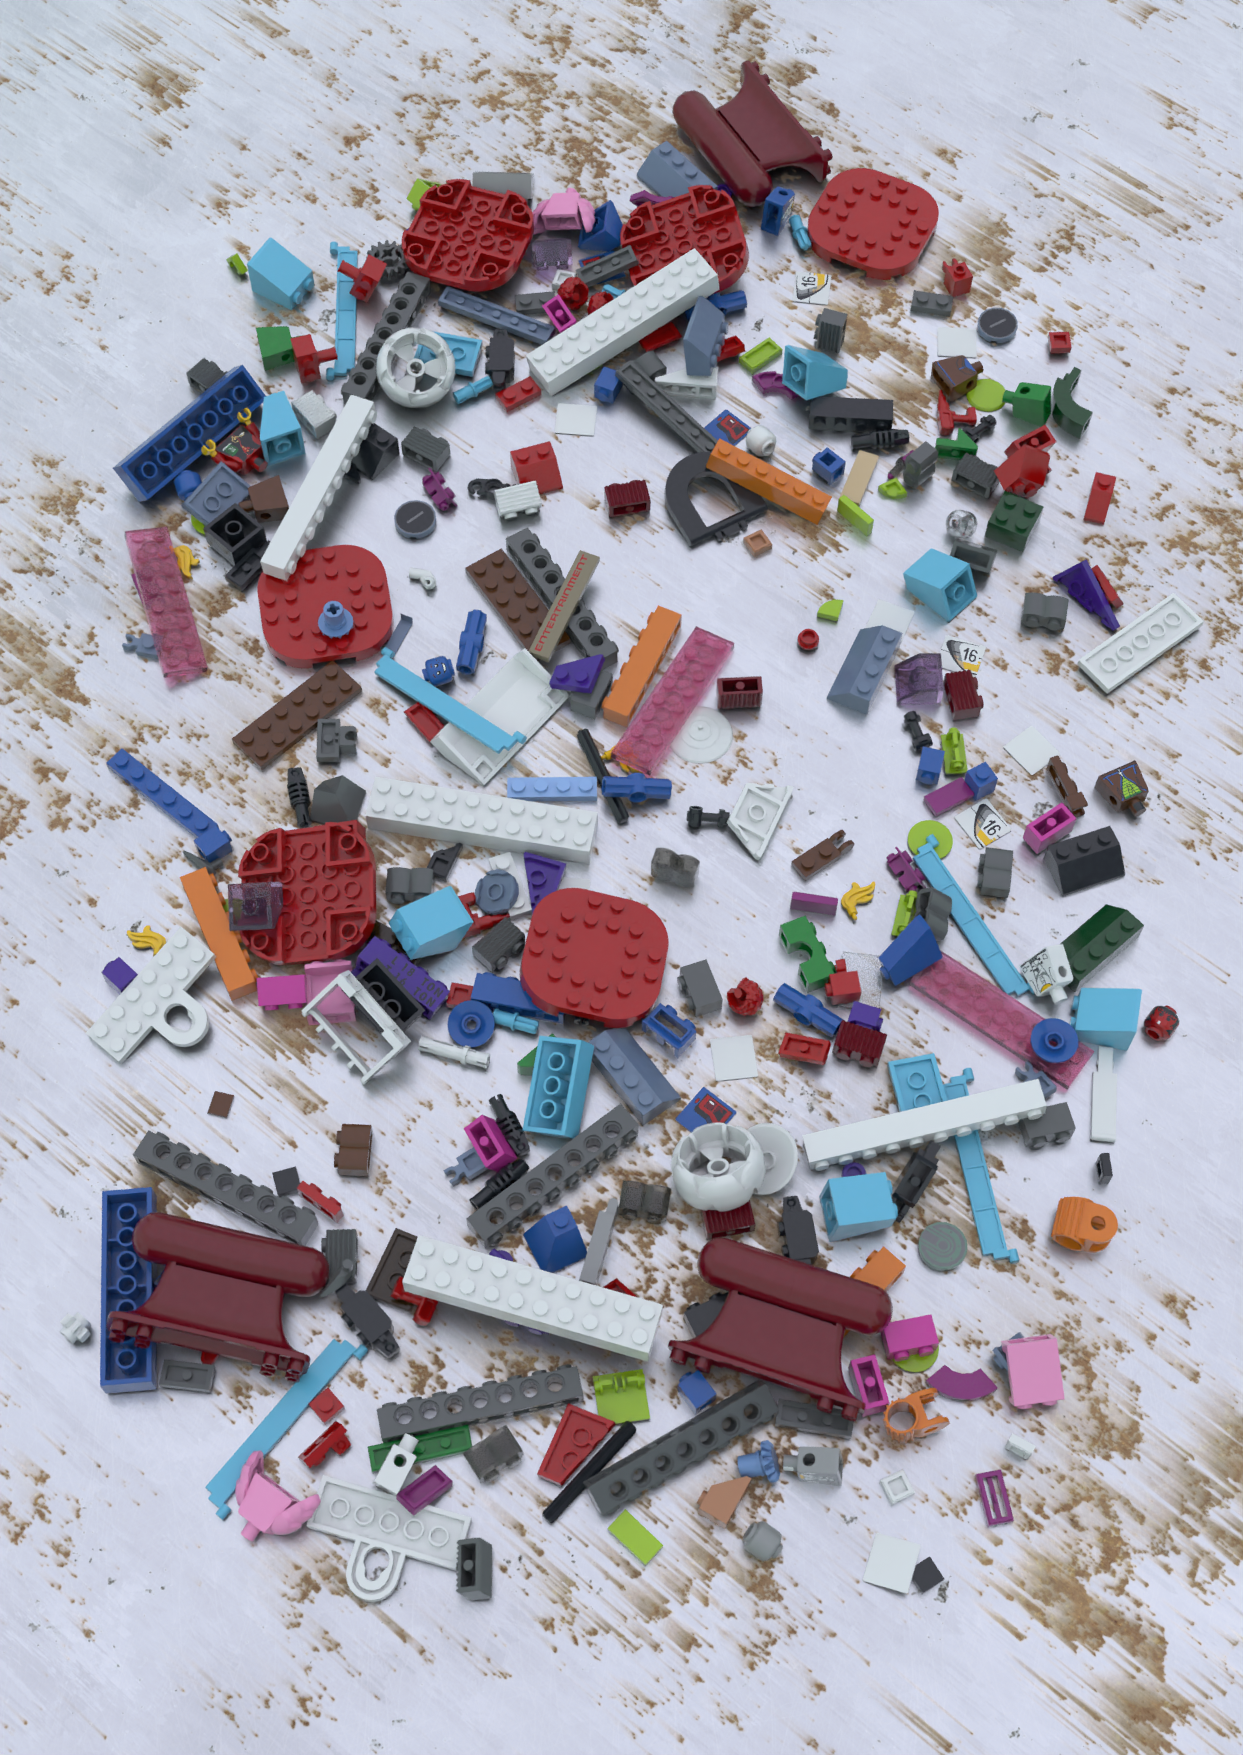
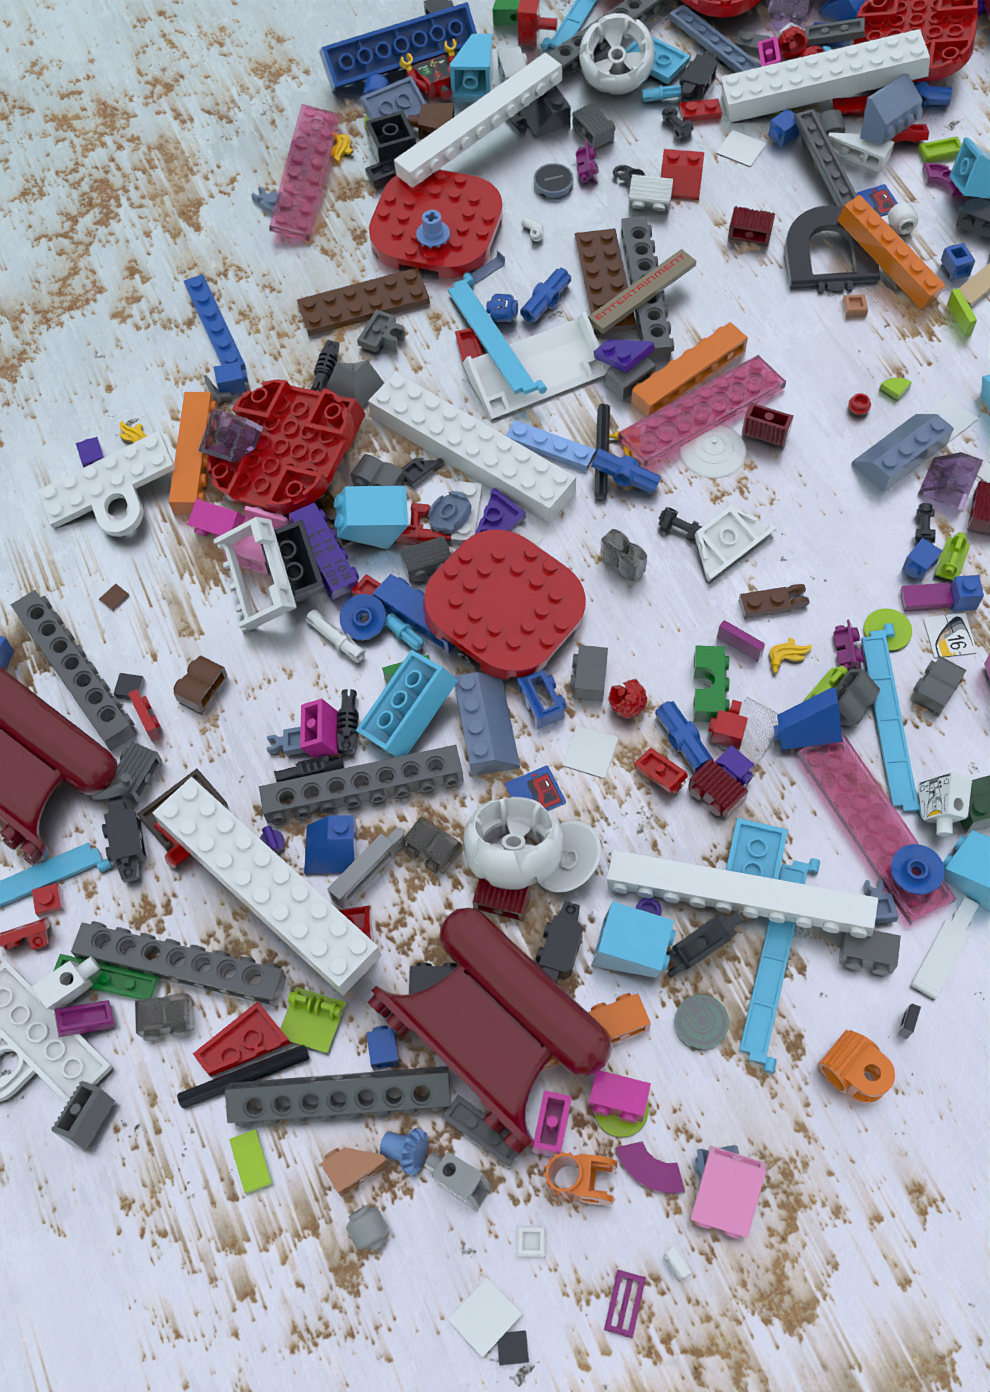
camera: 30 degrees right, 0 degrees up
(512, 420) = (681, 128): none -> black bar

